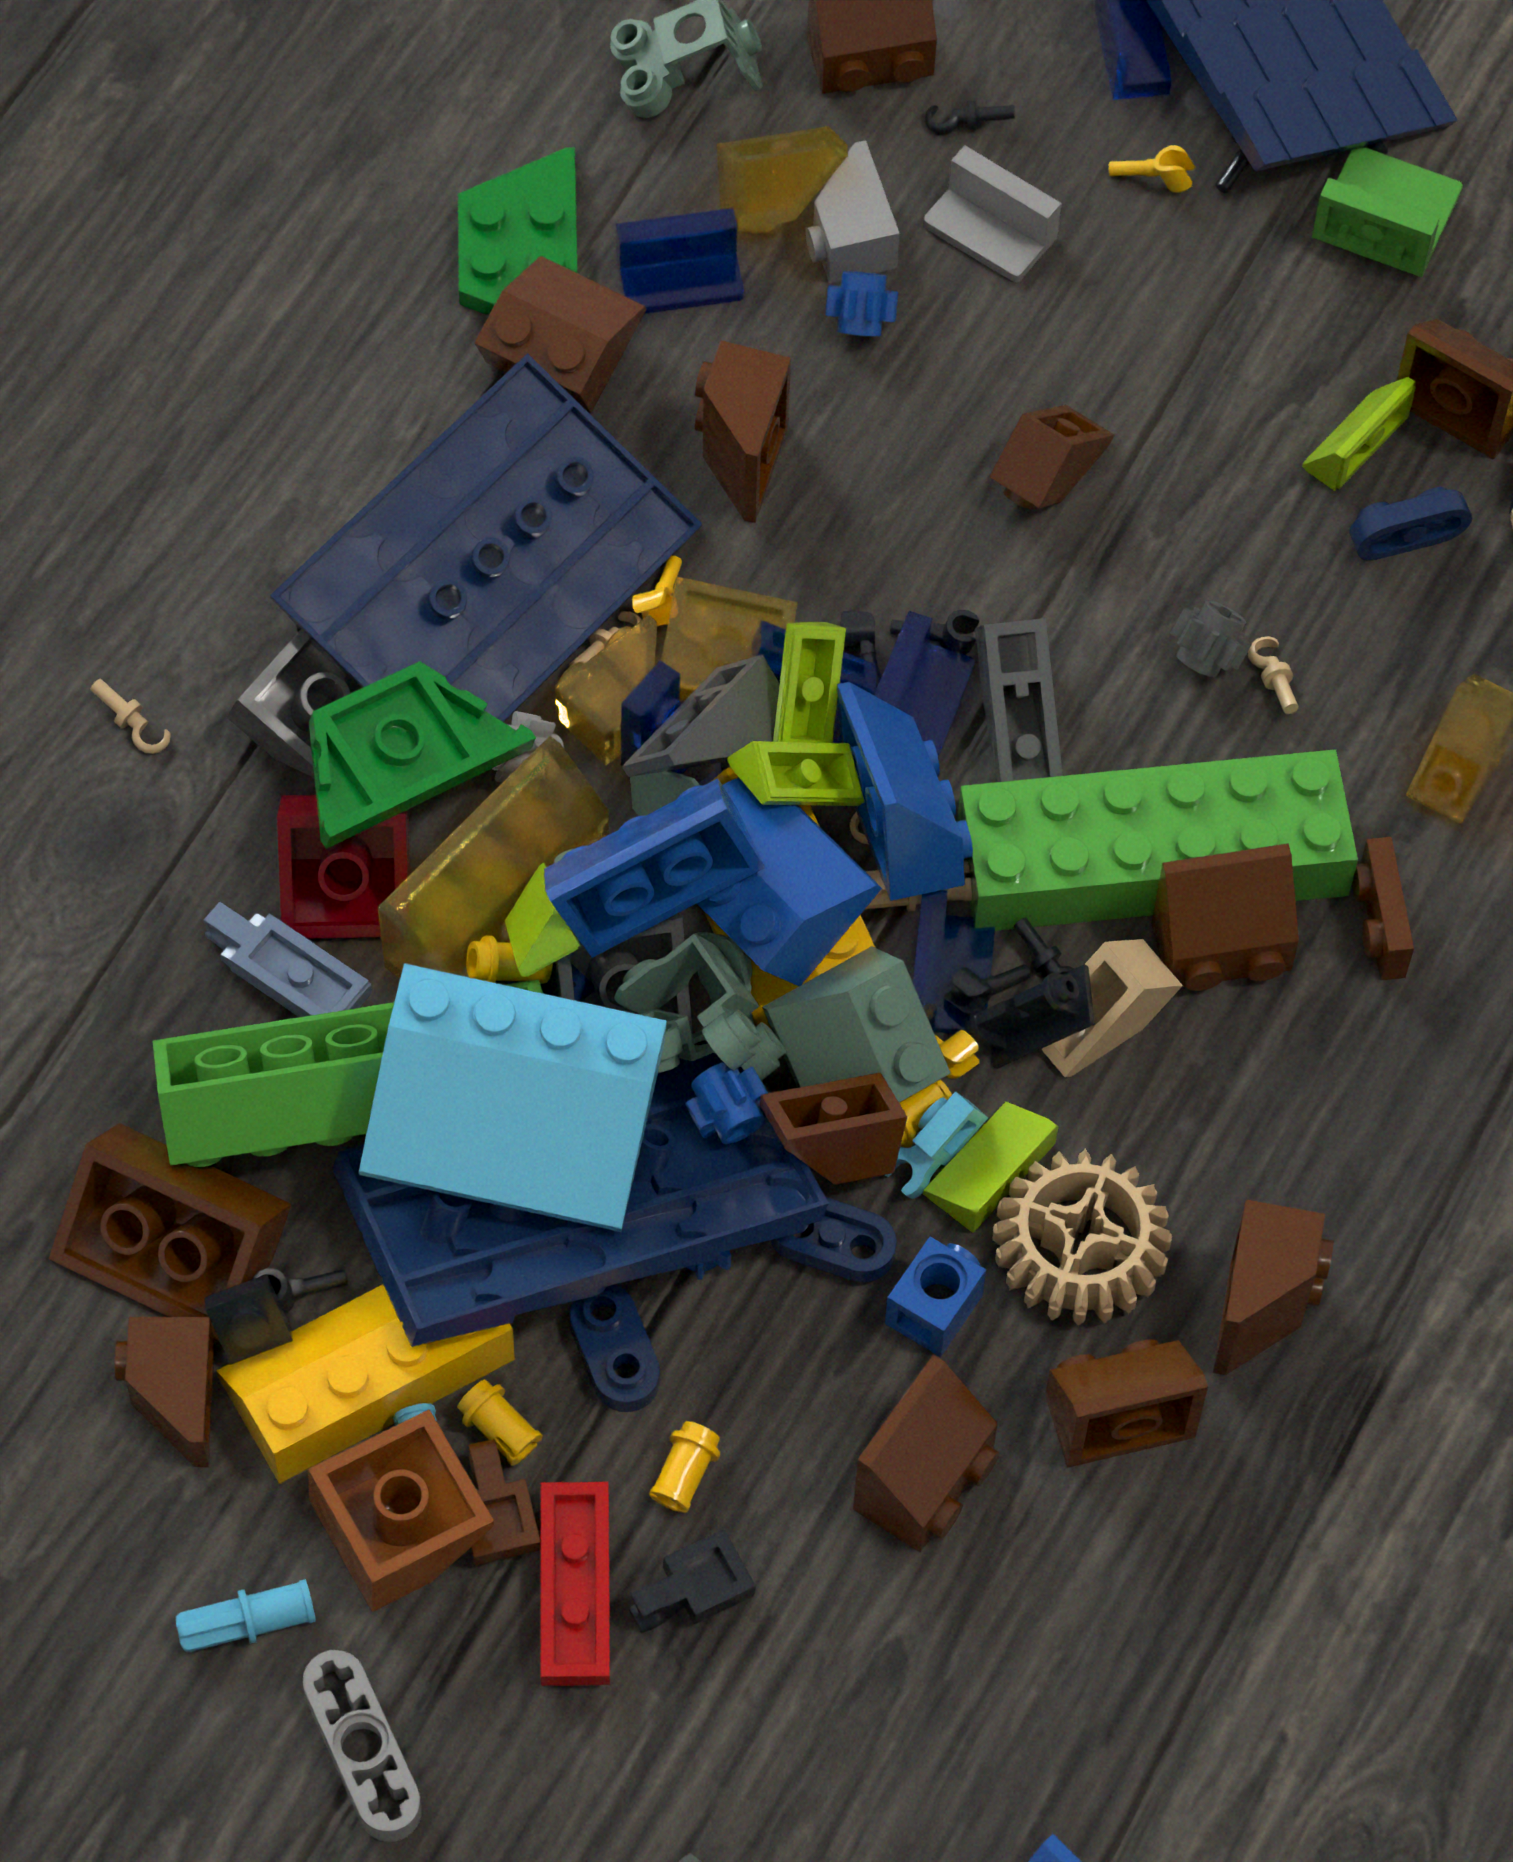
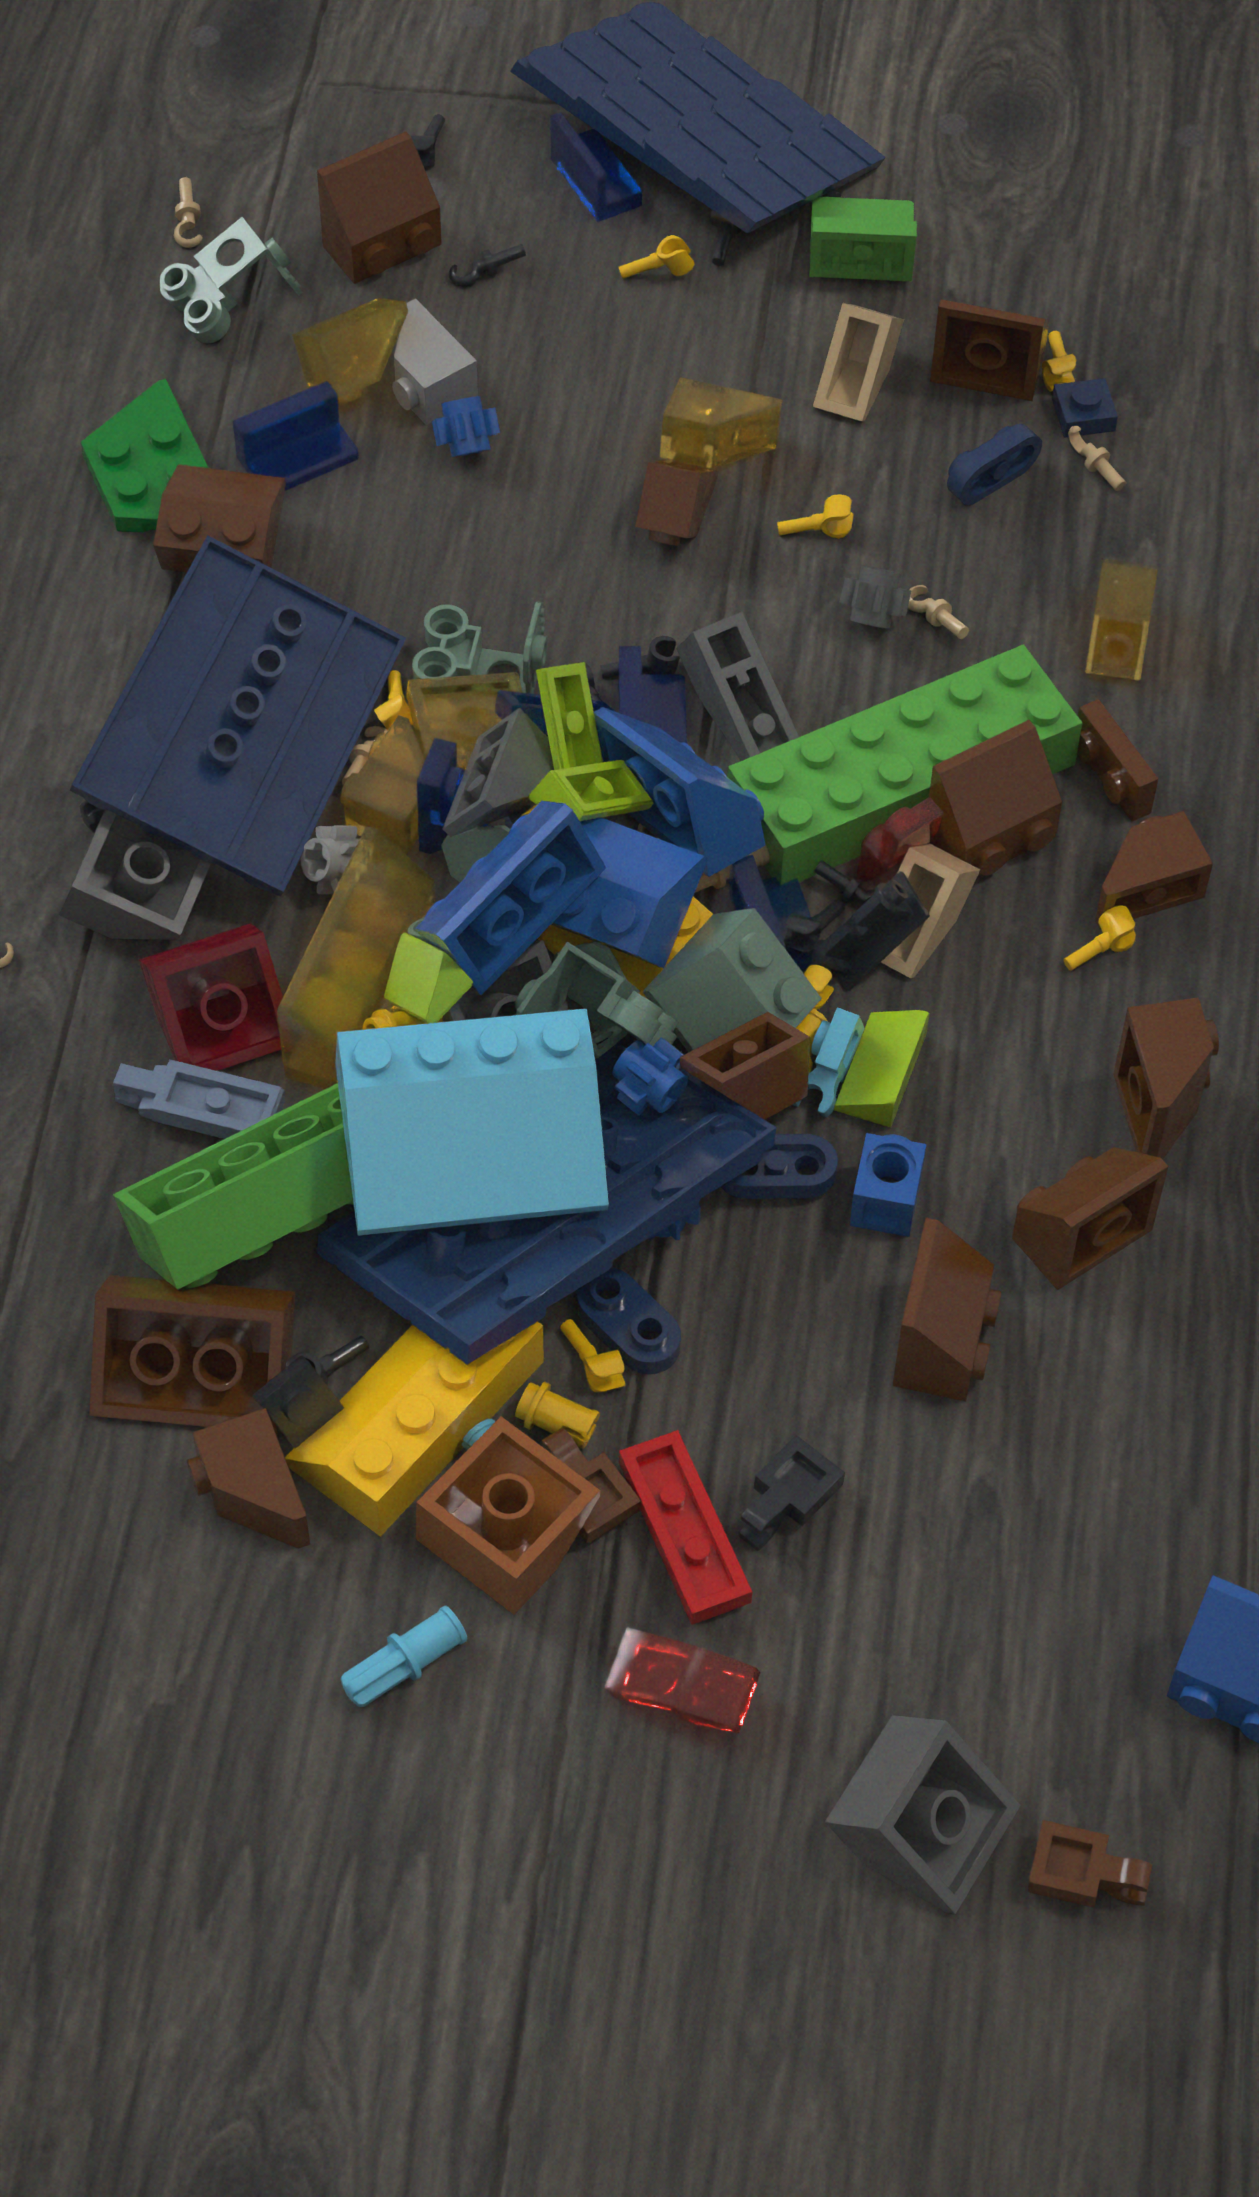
camera: 20 degrees left, 5 degrees down
(398, 1781) = (602, 1750): light grey beam -> none
(401, 747) = (237, 878): green wing -> none
(504, 1740) = (683, 1679): none -> clear red slope
(566, 1390) = (601, 1370): none -> yellow hand
(685, 1466) = (736, 1396): yellow pin -> none
(743, 420) = (407, 538): reddish brown slope -> none
(755, 565) = (458, 650): none -> sand green piece
(994, 216) = (543, 330): light grey panel -> none
(1036, 1214) = (956, 1113): tan gear -> none
(1104, 922) = (890, 841): none -> clear red slope
(1129, 384) = (717, 424): none -> clear yellow slope
(1211, 534) = (834, 521): none -> yellow hand
(1303, 1104) = (1117, 934): none -> yellow hand
(1316, 355) = (857, 361): none -> tan slope
(1361, 433) = (919, 409): lime slope -> none
(1367, 1046) = (1157, 868): none -> reddish brown slope

